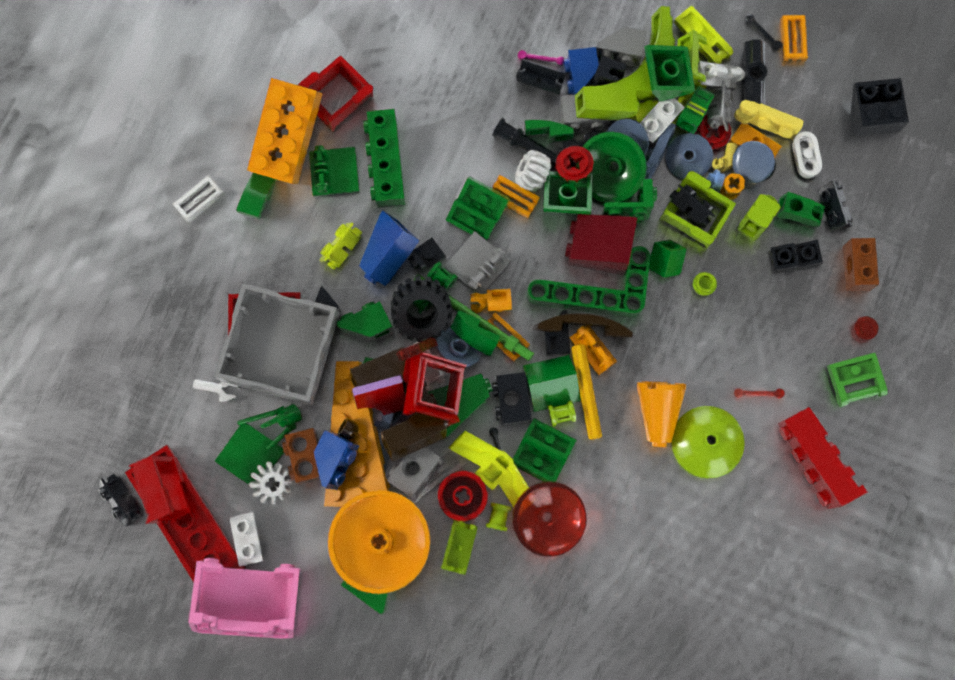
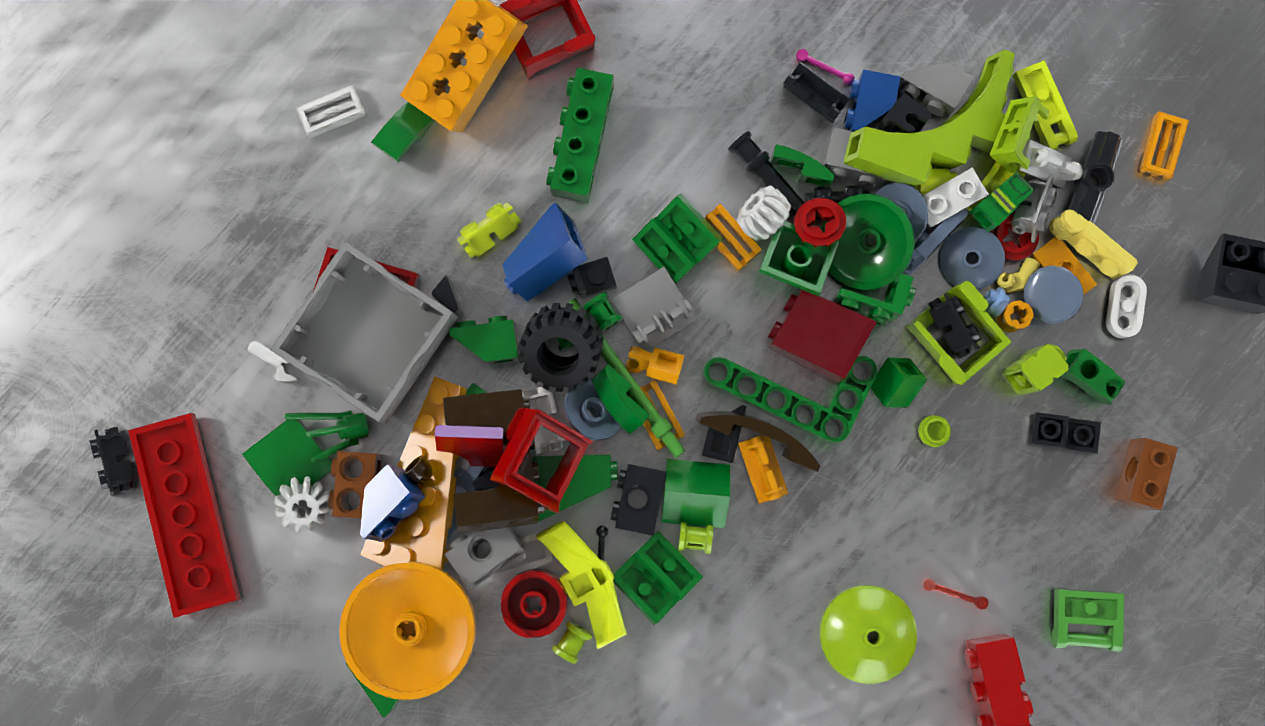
camera: 20 degrees right, 5 degrees up
(161, 488) = (160, 470): red piece -> none
(244, 601) = (220, 641): bright pink windscreen -> none
(246, 539) = (249, 565): white hinge -> none
(333, 170) = (512, 130): green hinge -> none
(417, 348) = (536, 400): clear red tile -> none
(459, 547) = (509, 665): lime hinge -> none
(565, 523) = (639, 687): clear red dish -> none
(586, 391) = (736, 520): yellow axle -> none
(660, 409) = (822, 574): light orange cone -> none
(669, 71) = (985, 141): green slope -> none
(776, 44) = (1137, 147): black hinge -> none
(832, 198) = (1138, 374): black hinge -> none
(866, 328) = (1123, 557): clear red plate -> none

